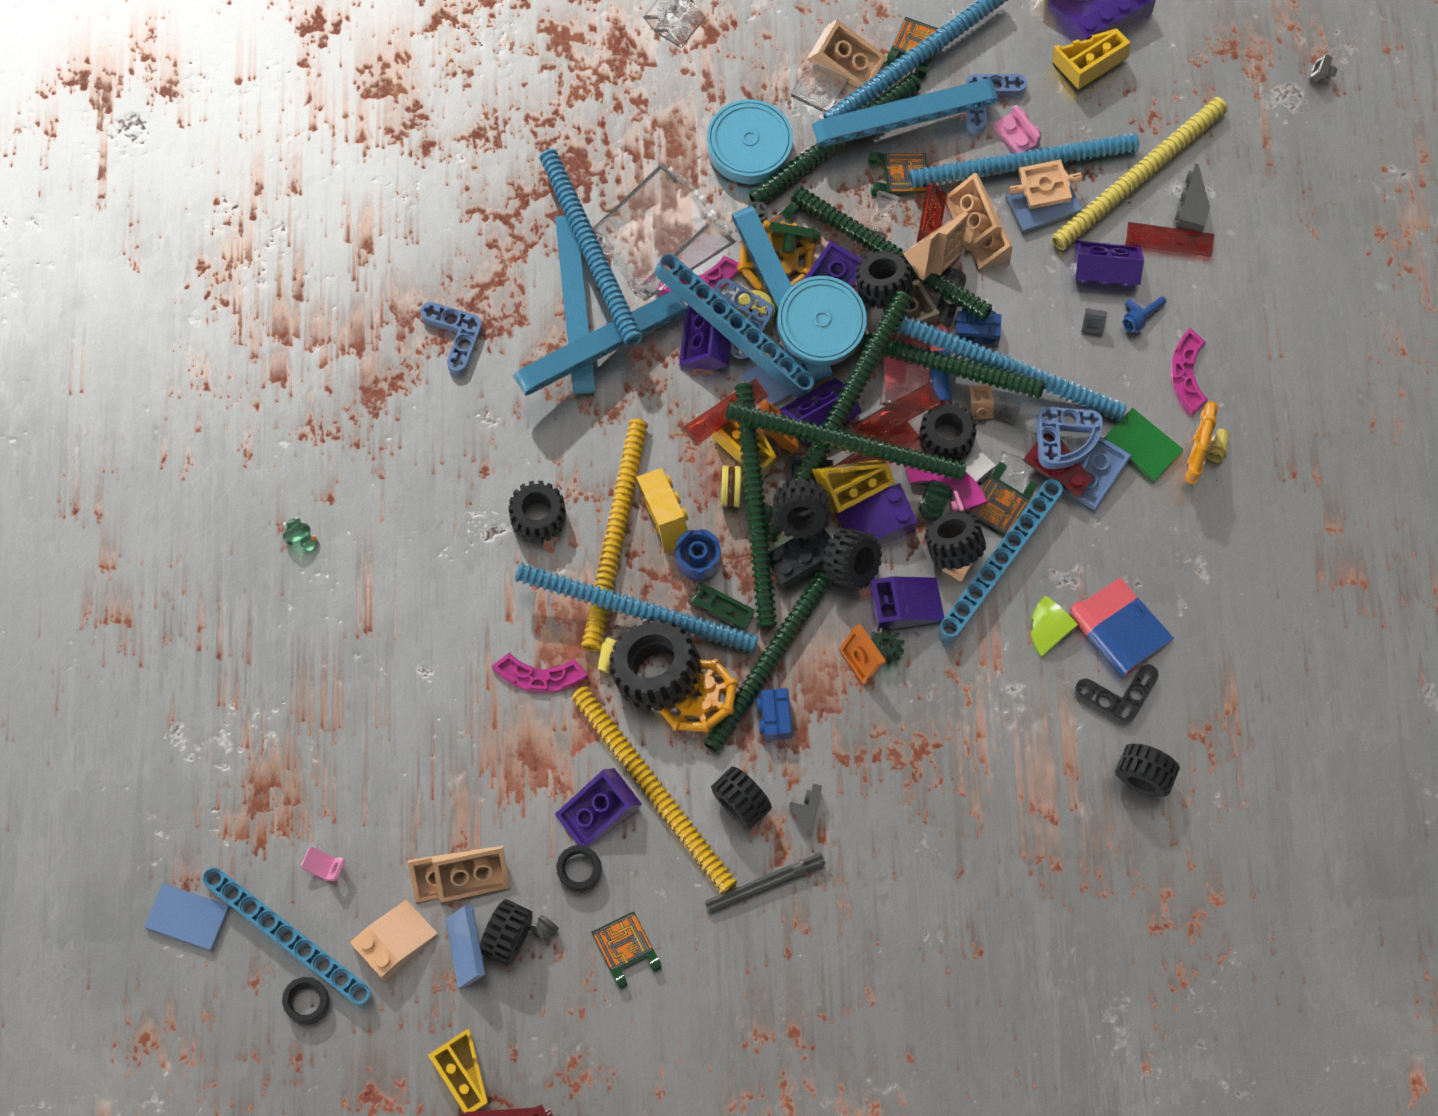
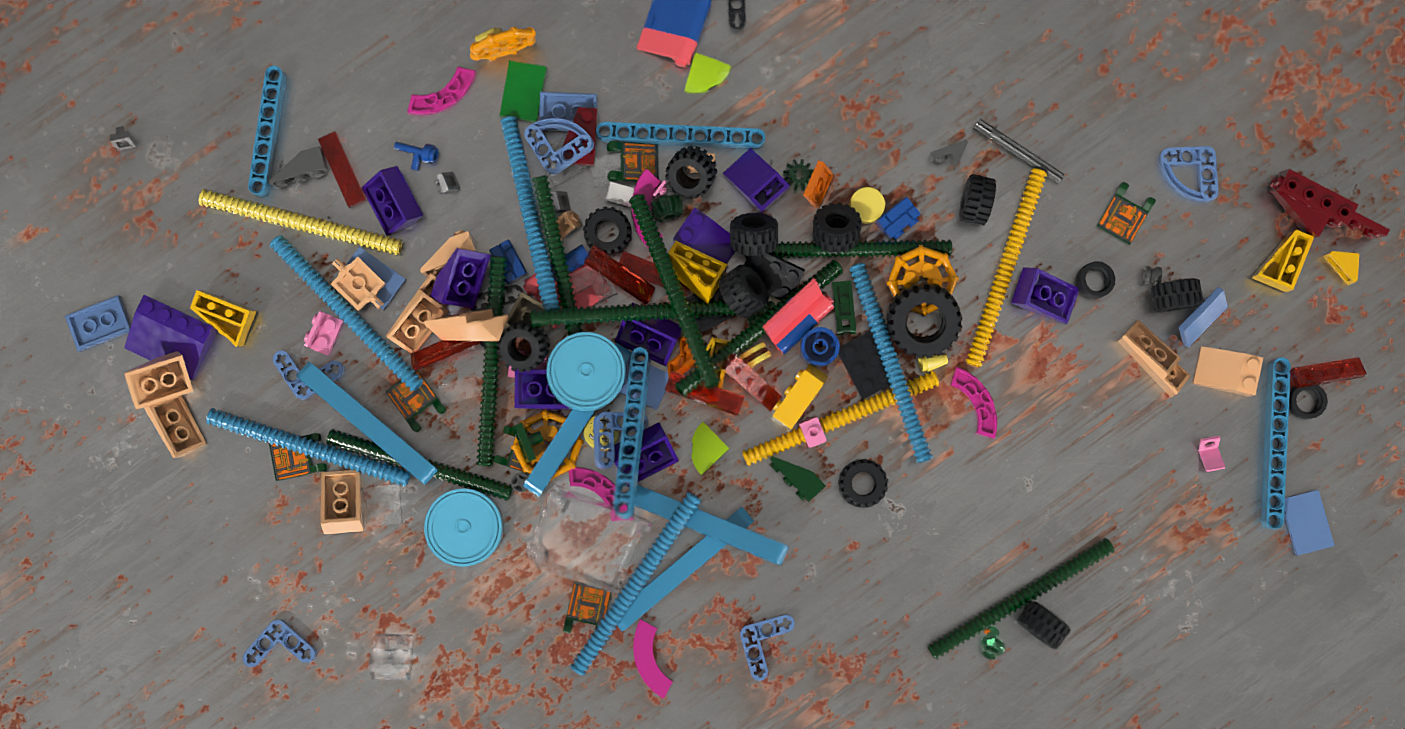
camera: 120 degrees left, 15 degrees up
(280, 584) = (1044, 624): none -> black tyre
(318, 1037) = (1327, 372): none -> clear red plate
(321, 588) = (1021, 598): none -> dark green piece
(512, 221) = (645, 659): none -> dark pink tile
(581, 460) = (802, 479): none -> dark green slope
(599, 199) = (586, 605): none -> flag
(621, 495) = (812, 431): none -> bright pink bracket
(632, 1061) = (1198, 160): none -> medium blue beam
(652, 585) = (864, 365): none -> black plate
(674, 396) = (706, 448): none -> lime brick
(707, 464) = (751, 382): none -> clear red plate
(741, 550) = (798, 317): none -> coral door
(790, 642) = (833, 217): none -> black tyre
(810, 693) = (868, 203): none -> light yellow head
(987, 267) = (461, 278): none -> dark purple slope
(1019, 287) = (460, 240): none -> light nougat slope
(1255, 203) = (267, 122): none -> dark azure beam

